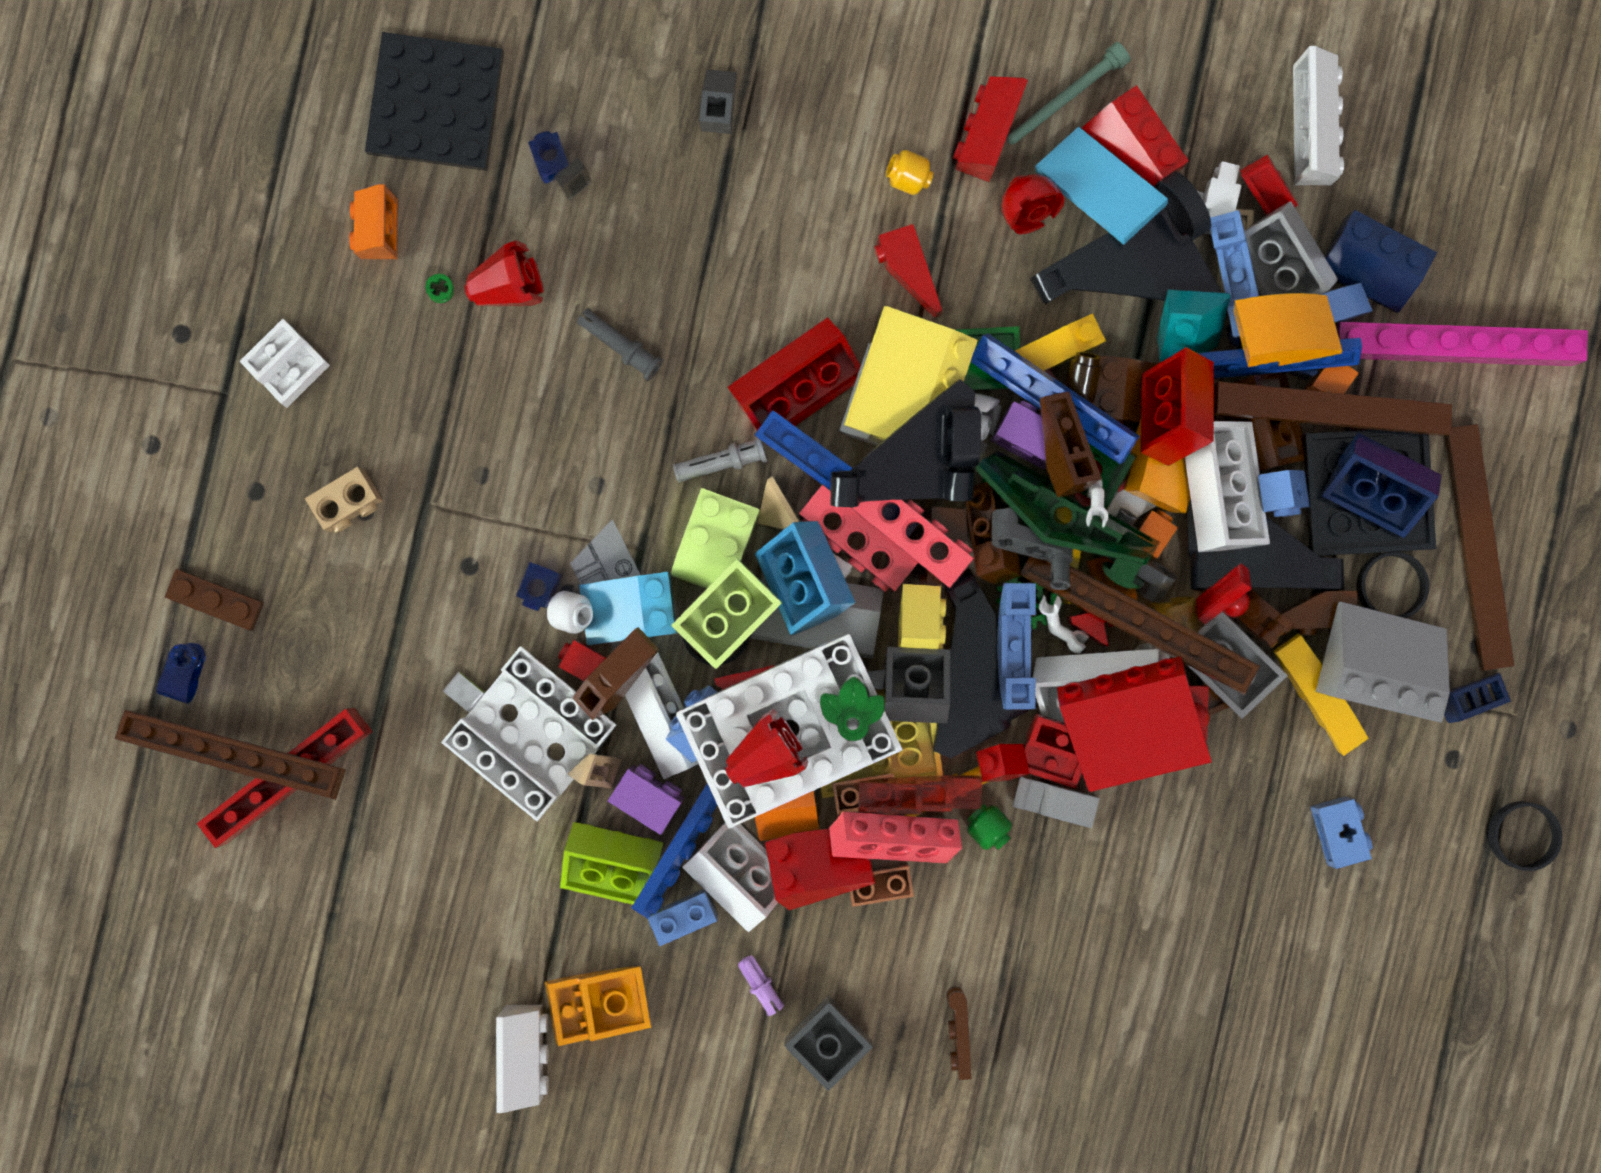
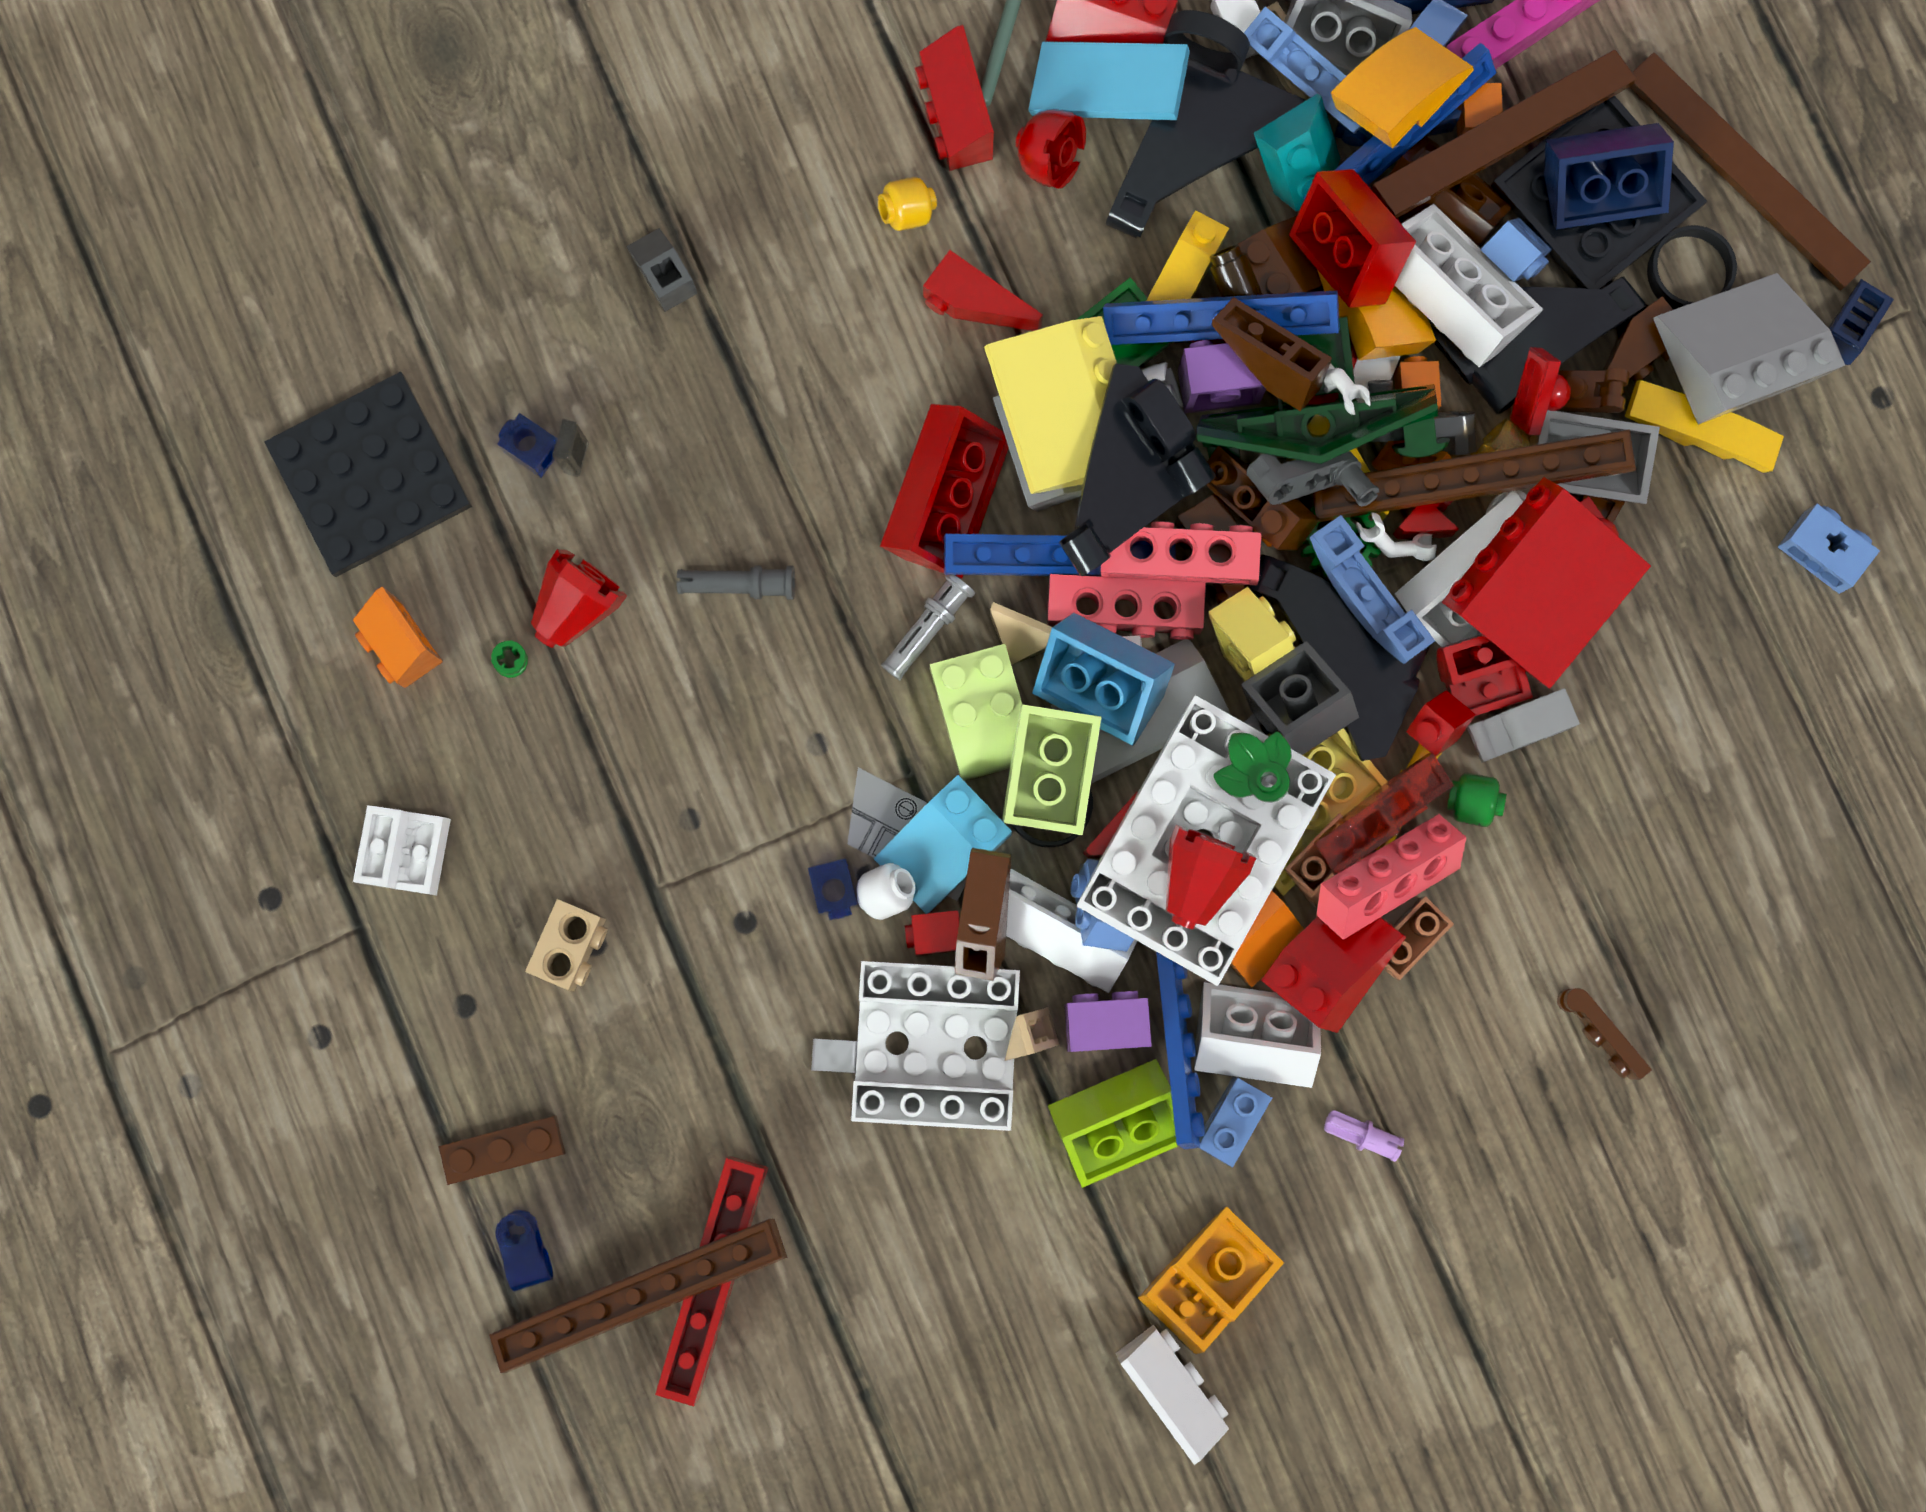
camera: 40 degrees left, 5 degrees down
(828, 1043) = (1479, 1141): dark grey brick -> none

